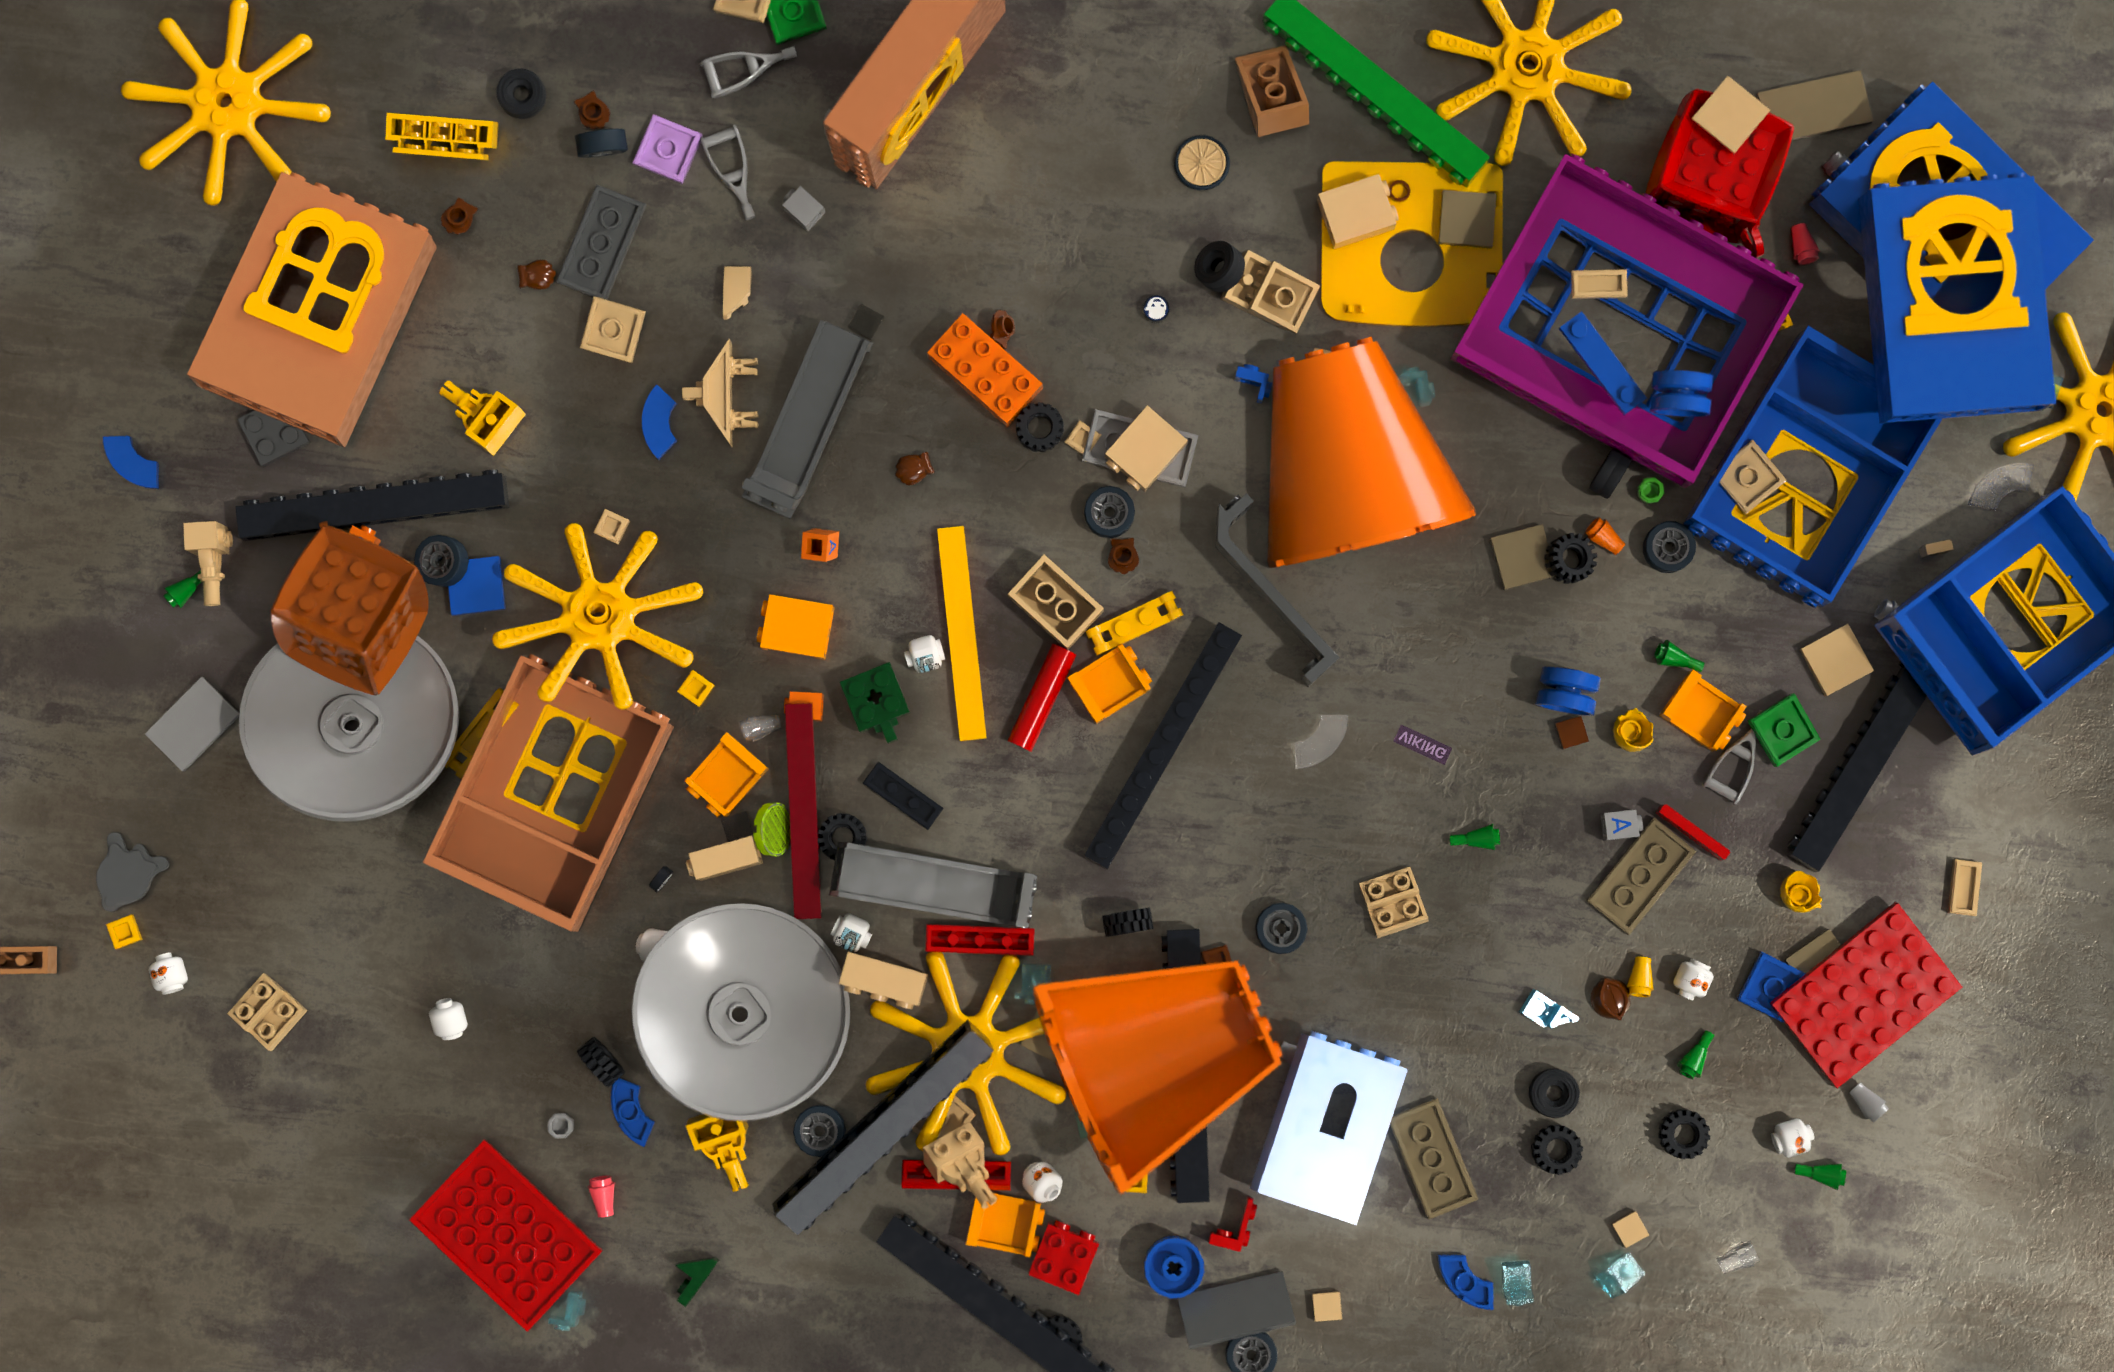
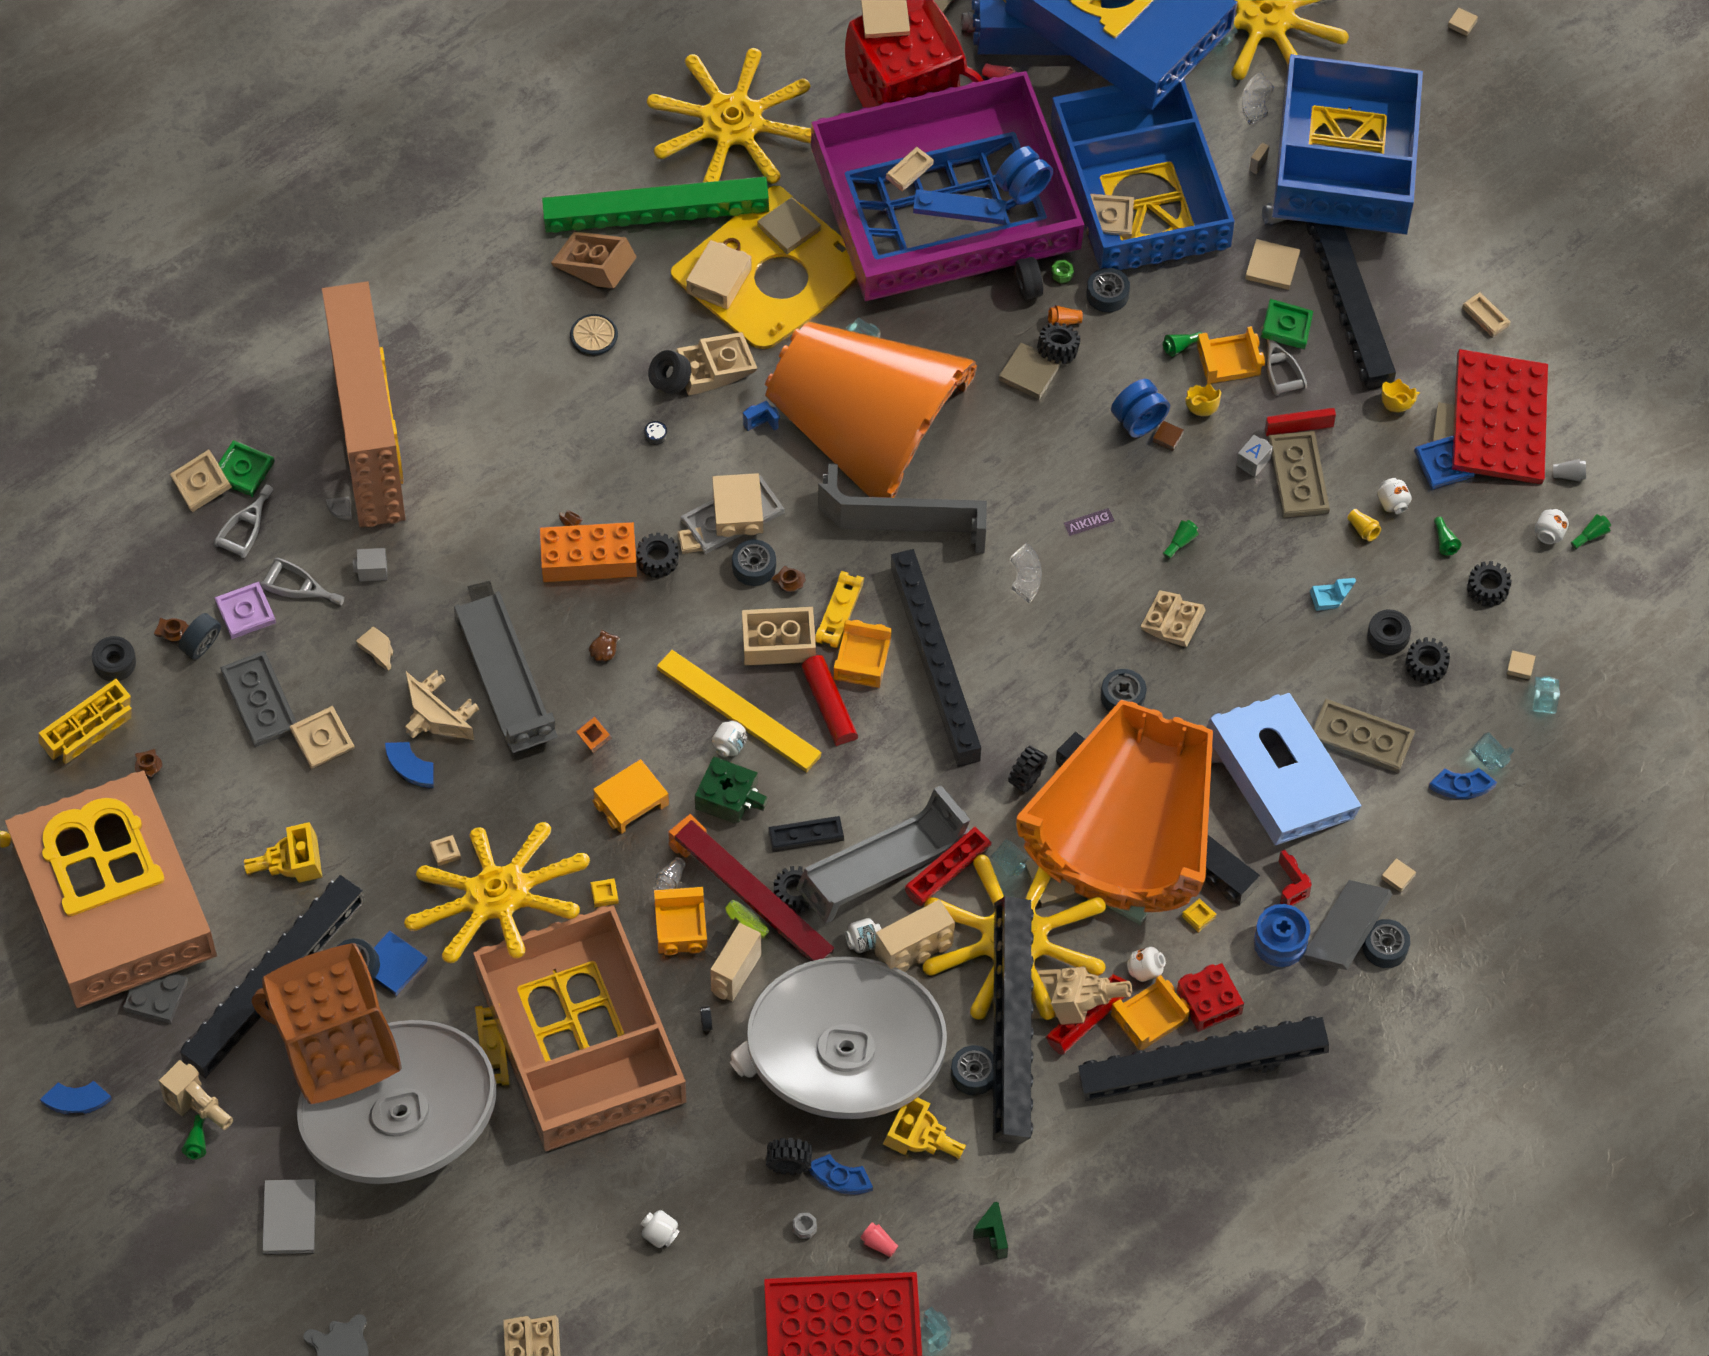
camera: 50 degrees left, 25 degrees down
(536, 275) = (236, 751): reddish brown animal -> none
(1610, 998) = (1360, 553): reddish brown hat -> none
(1739, 1257) = (1600, 618): clear cone -> none

